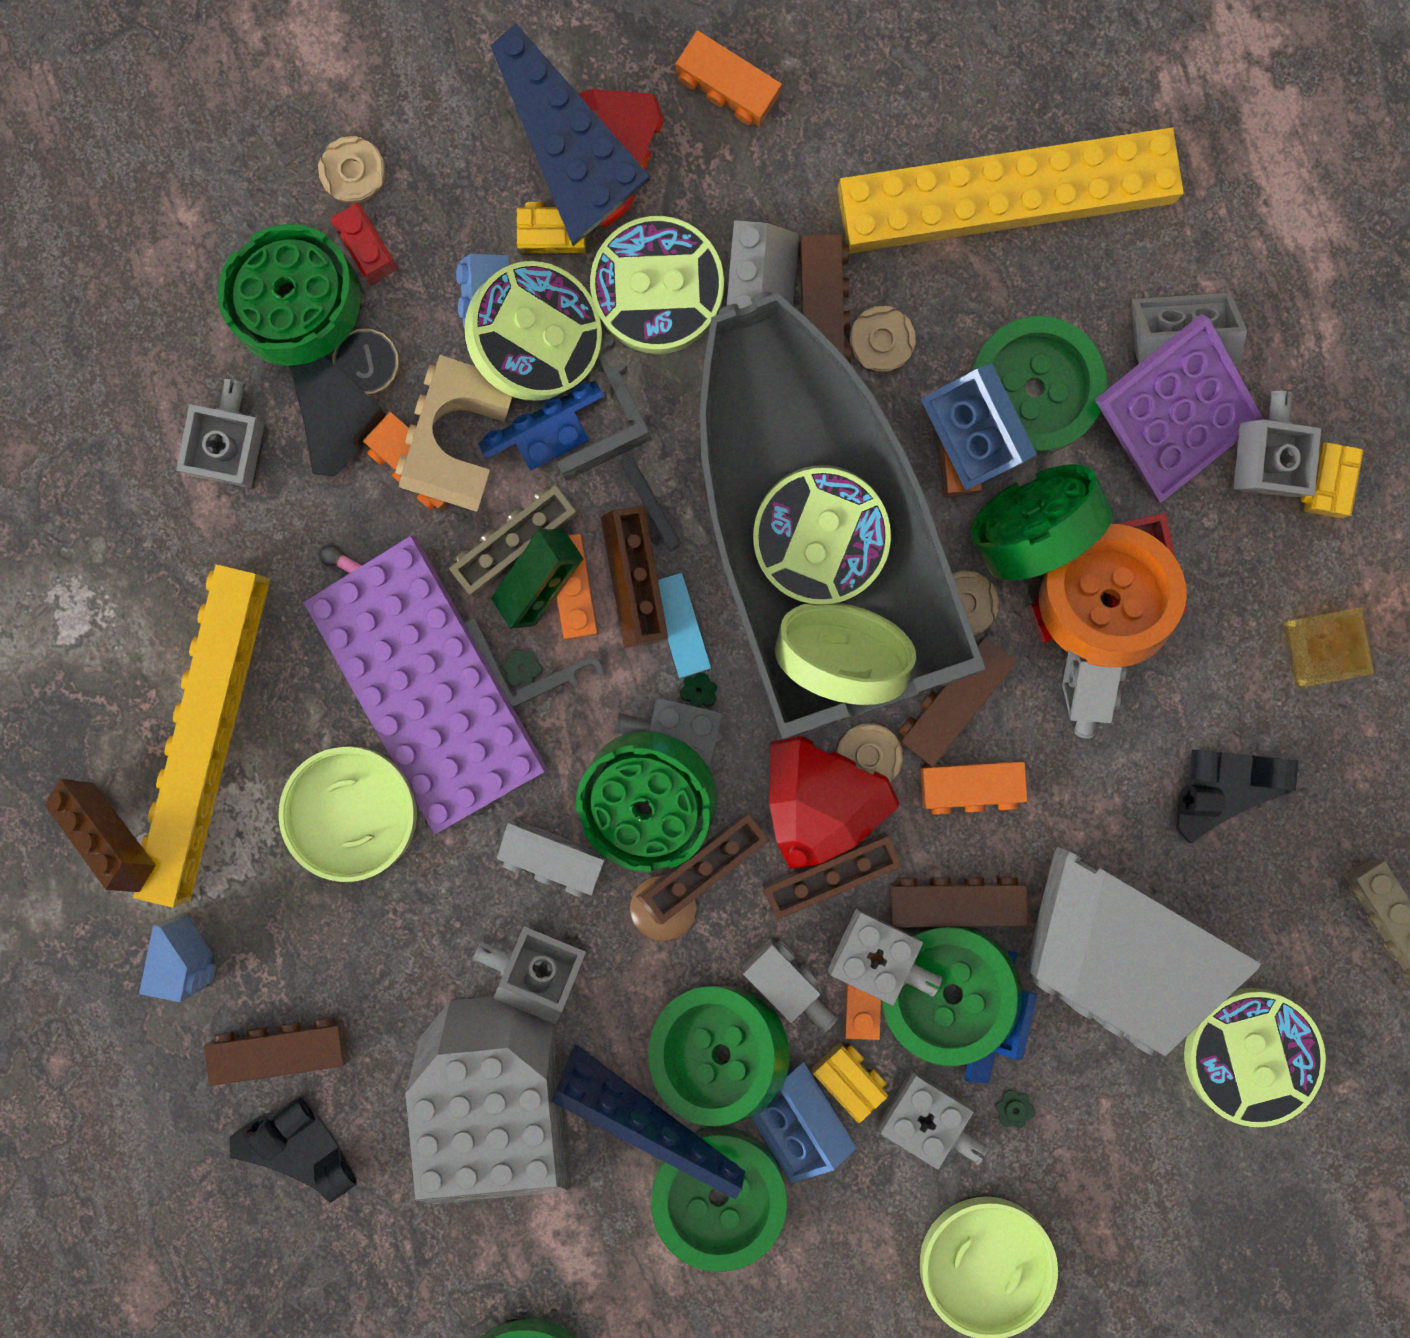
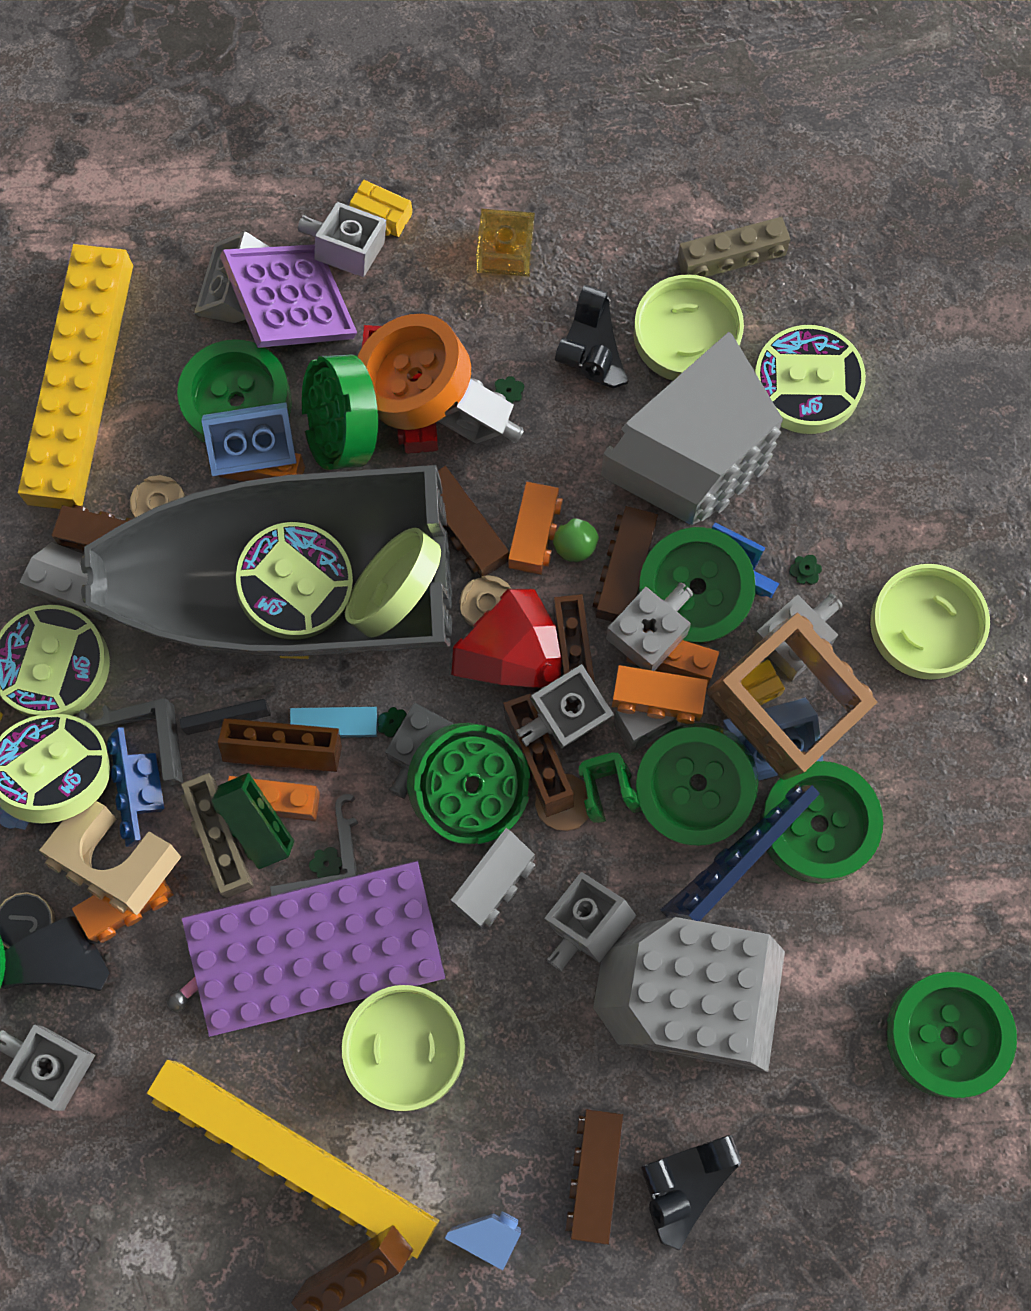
camera: 75 degrees left, 15 degrees down
(662, 946) = (601, 767): none -> green piece
(758, 871) = (555, 720): none -> light grey brick
(799, 991) = (659, 694): none -> orange brick
(835, 1068) = (760, 727): none -> medium nougat window
(969, 838) = (575, 540): none -> bright green hair
(1147, 704) = (515, 387): none -> dark green plant
(1279, 897) = (682, 321): none -> yellowish green brick

